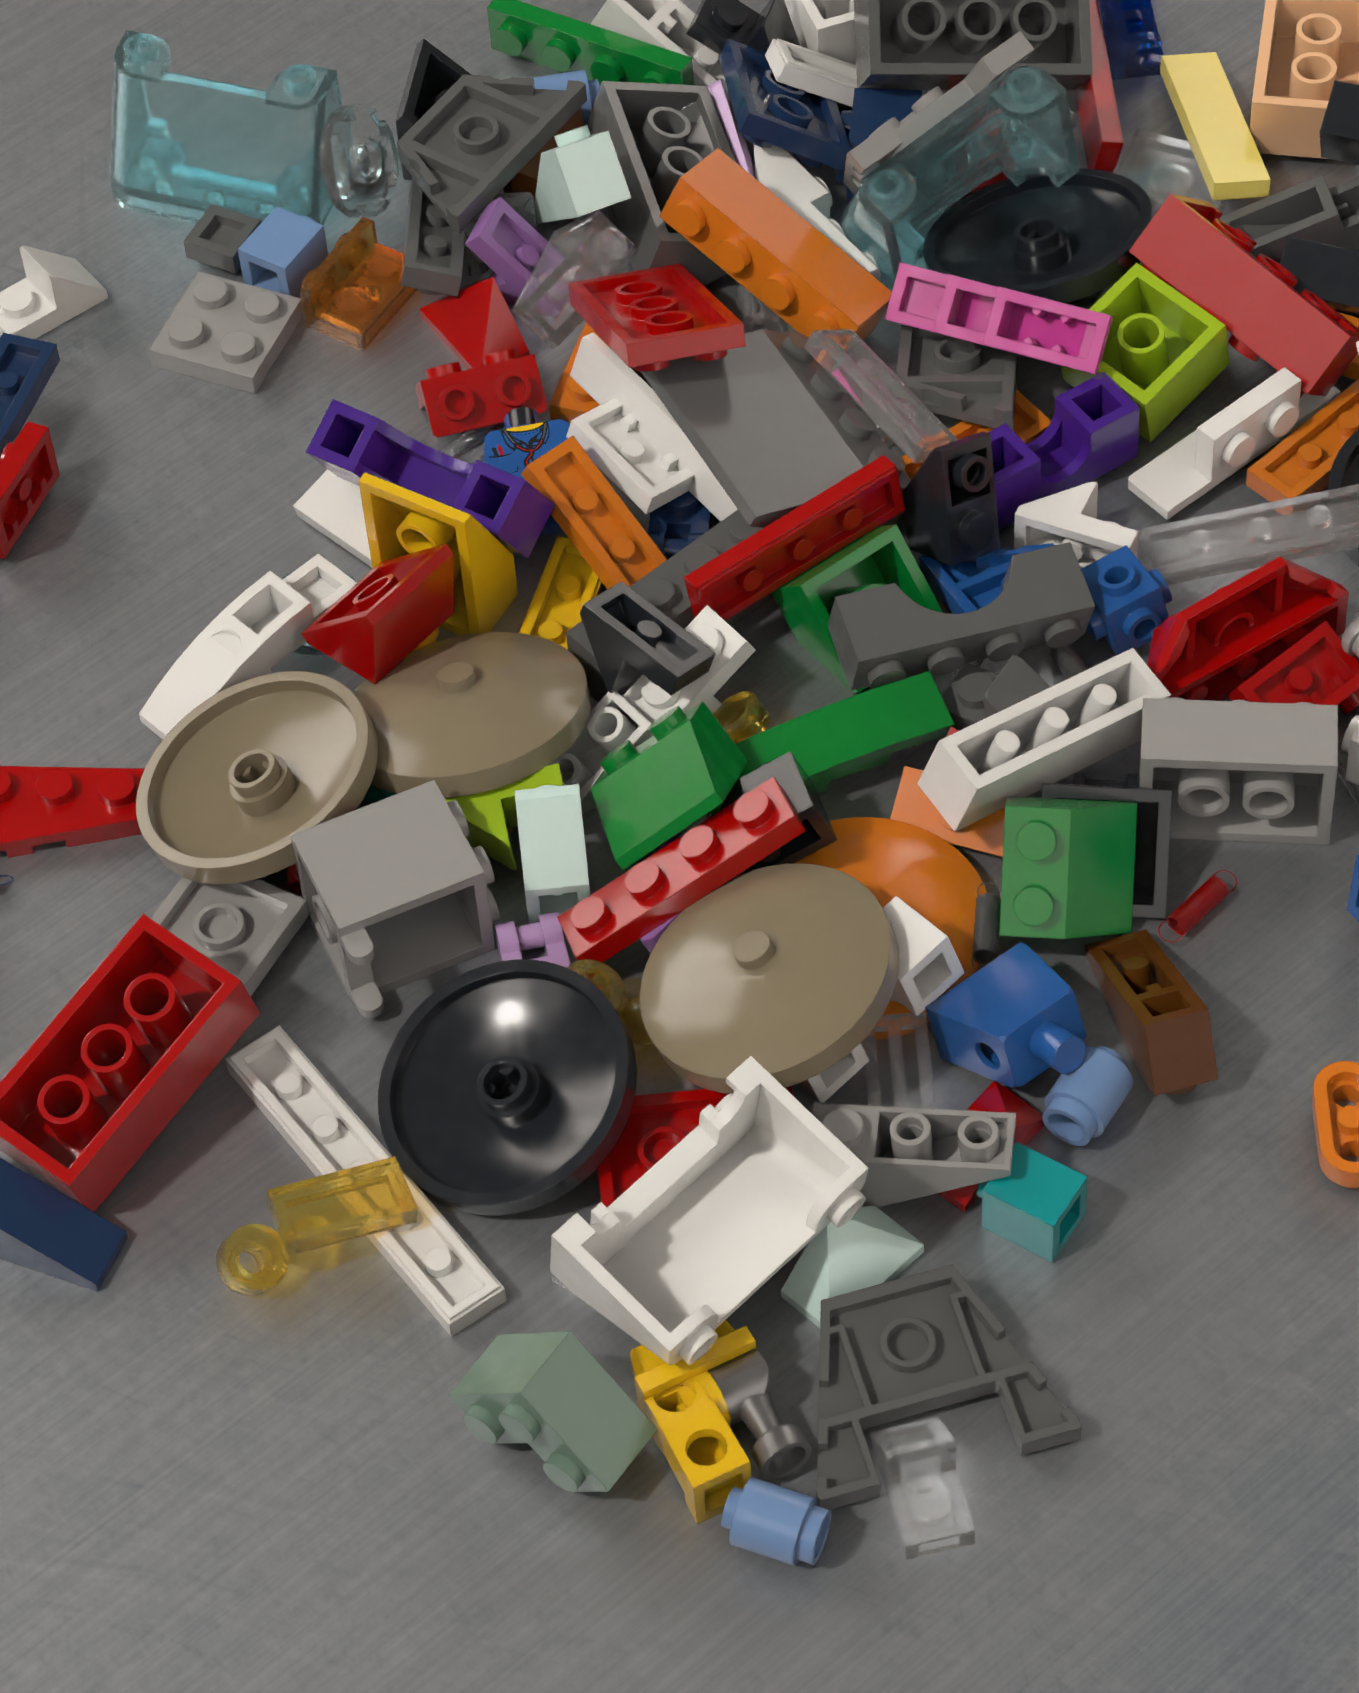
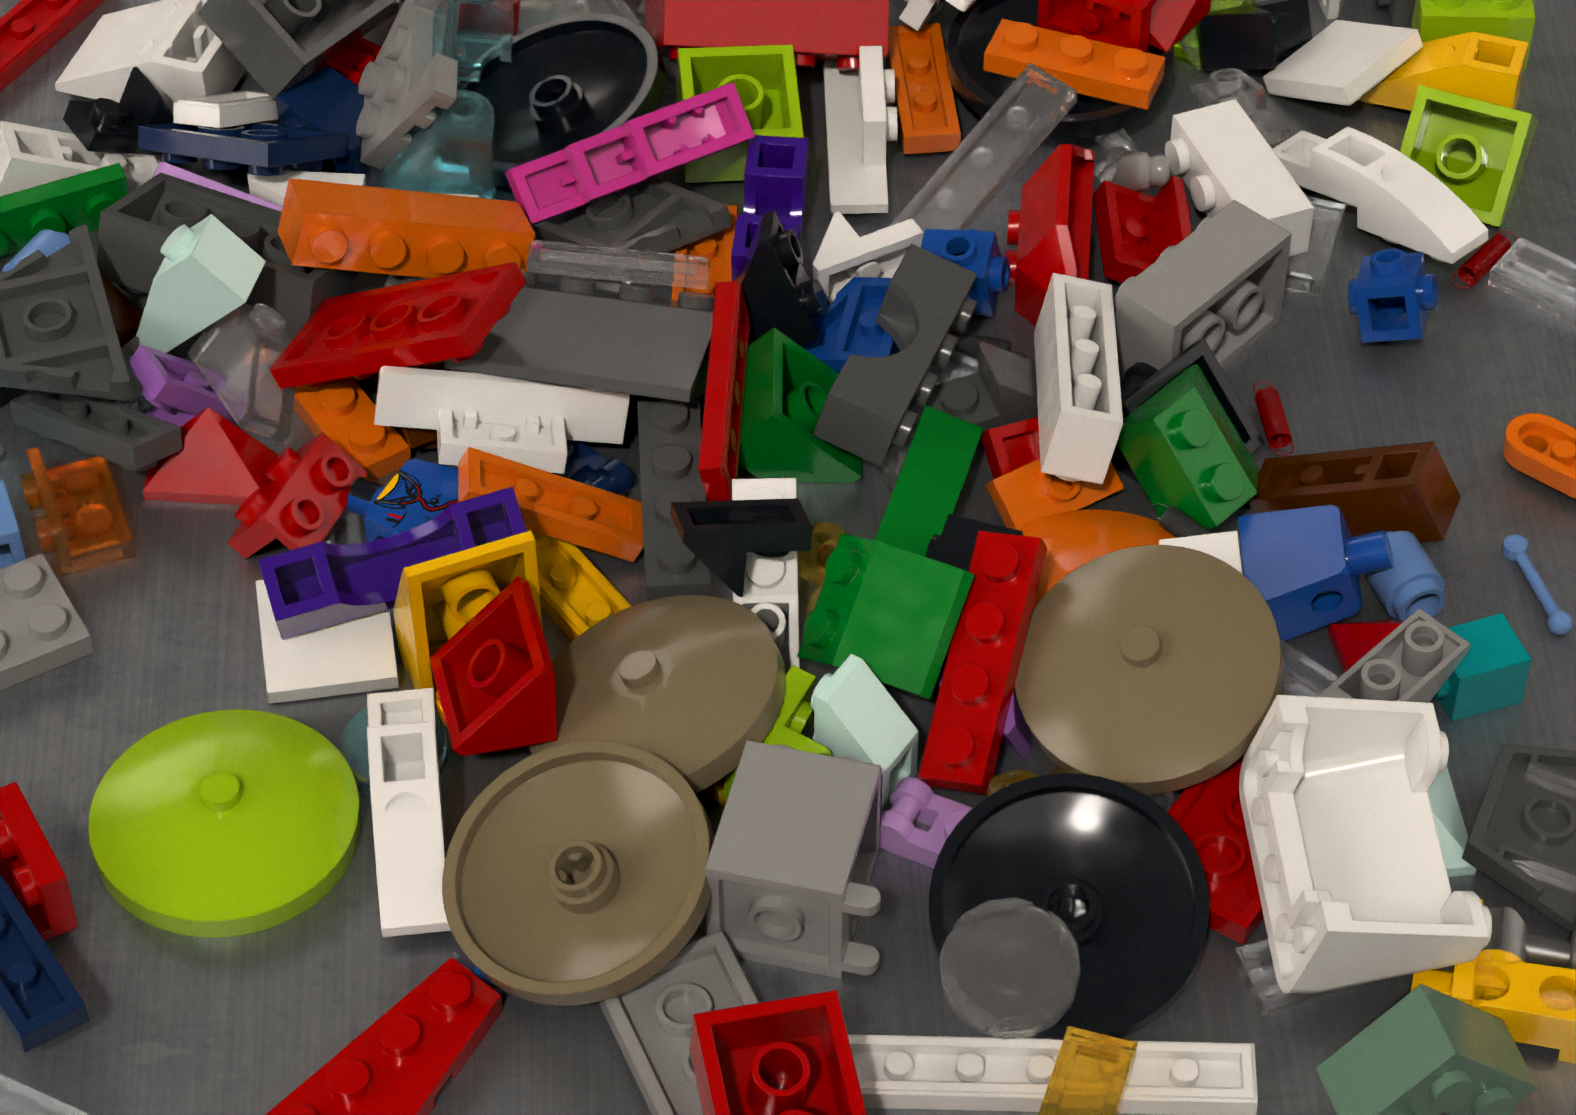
camera: 55 degrees left, 5 degrees down
(157, 563) = (225, 823): none -> lime dish
(414, 1086) = (1009, 969): none -> clear tile
(1220, 1158) = (1515, 549): none -> medium blue hinge

